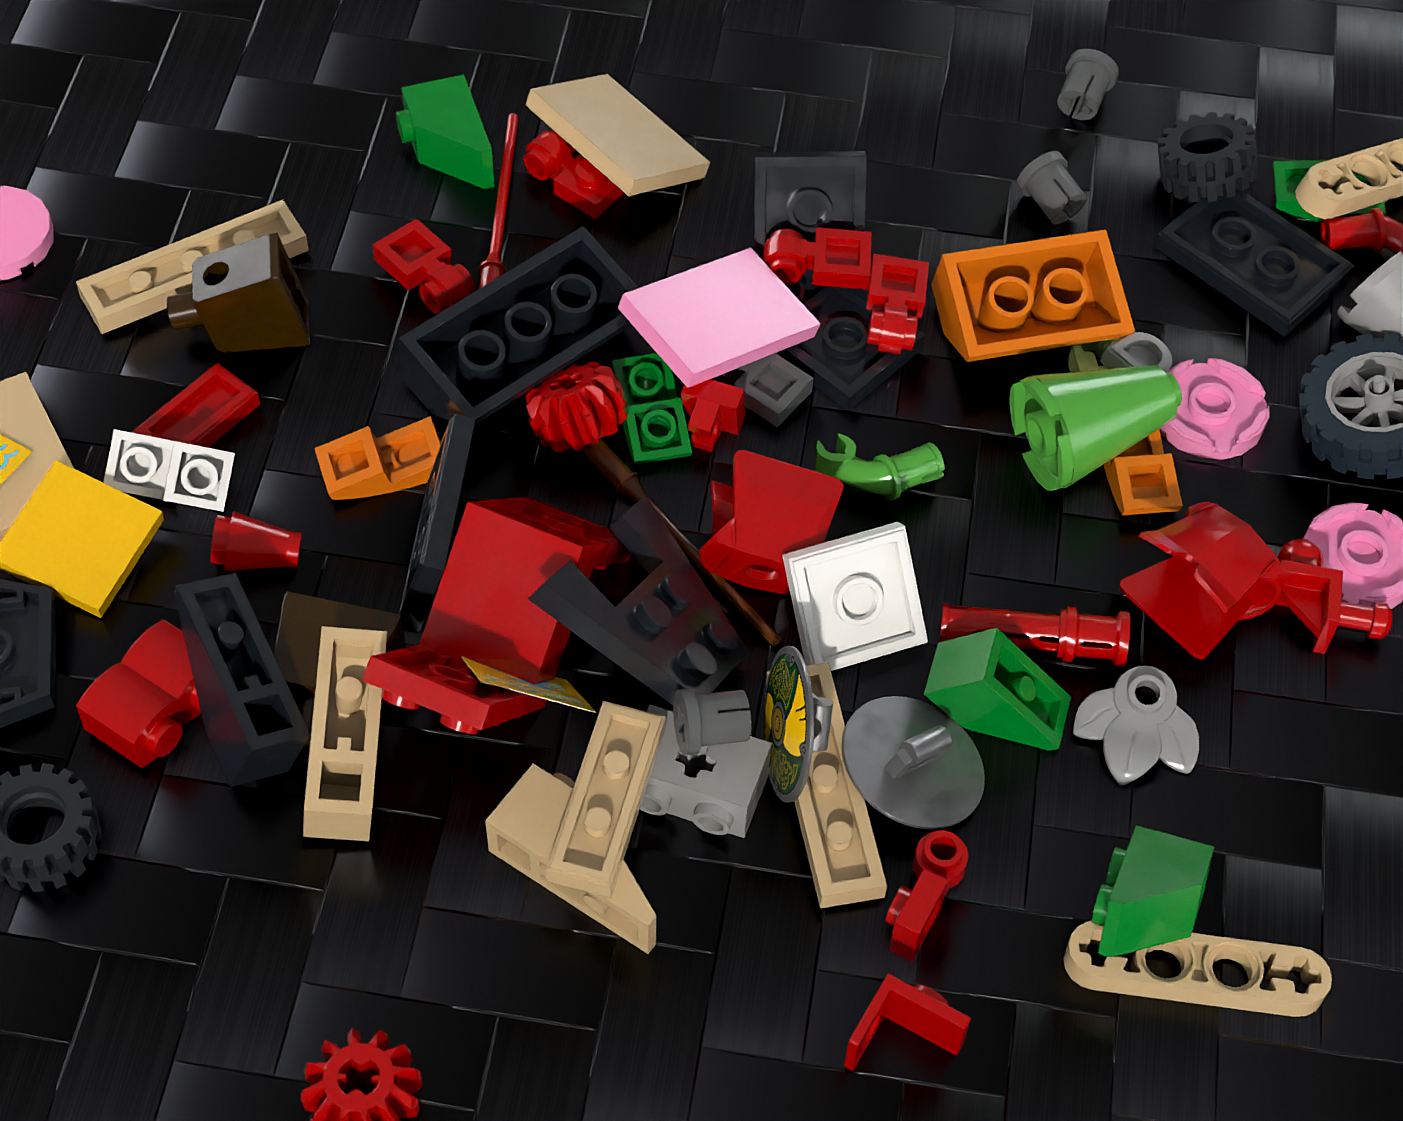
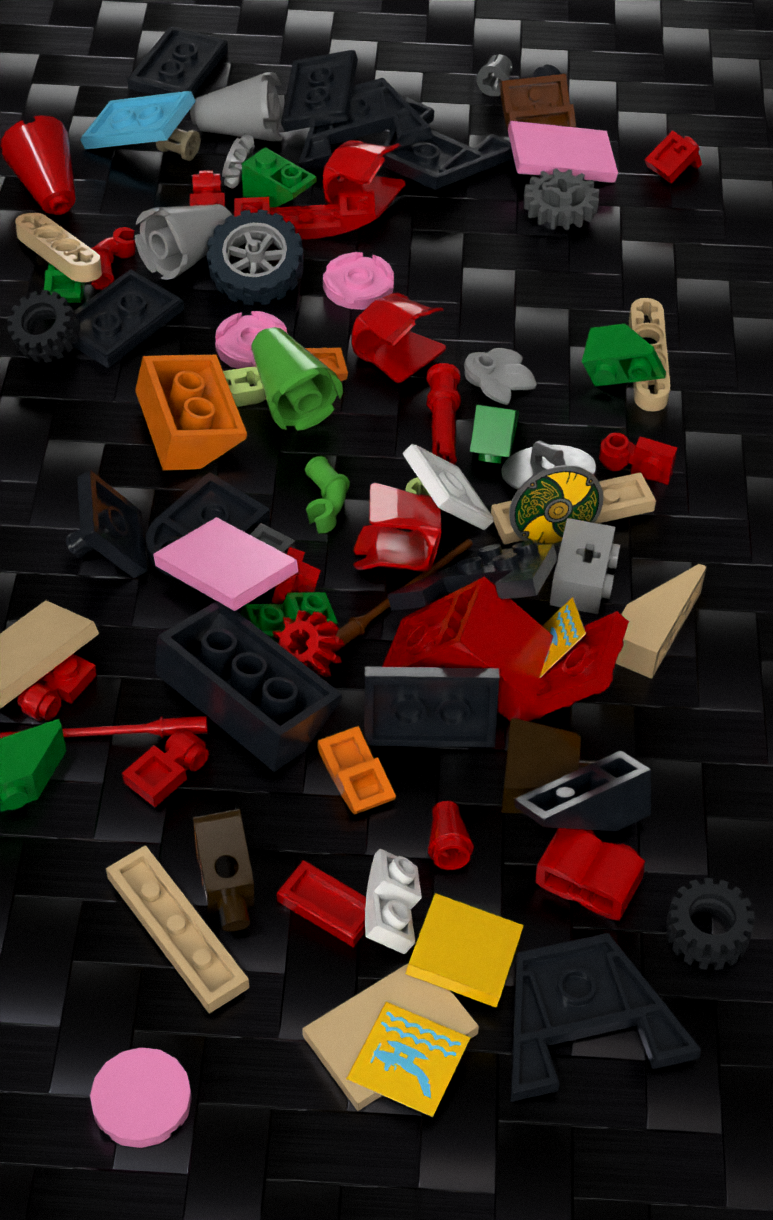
camera: 95 degrees left, 5 degrees down
(343, 737) = (641, 730): tan slope -> none
(606, 799) = (630, 588): tan tile -> none
(710, 719) = (571, 538): dark grey bush -> none
(835, 256) = (154, 517): red plate -> none
(896, 301) = (184, 476): red plate -> none
(913, 1008) = (714, 467): red bracket -> none
(1052, 187) = (68, 408): dark grey bush -> none
(1137, 350) = (234, 360): light grey tile -> none
(1316, 597) = (406, 282): red piece -> none

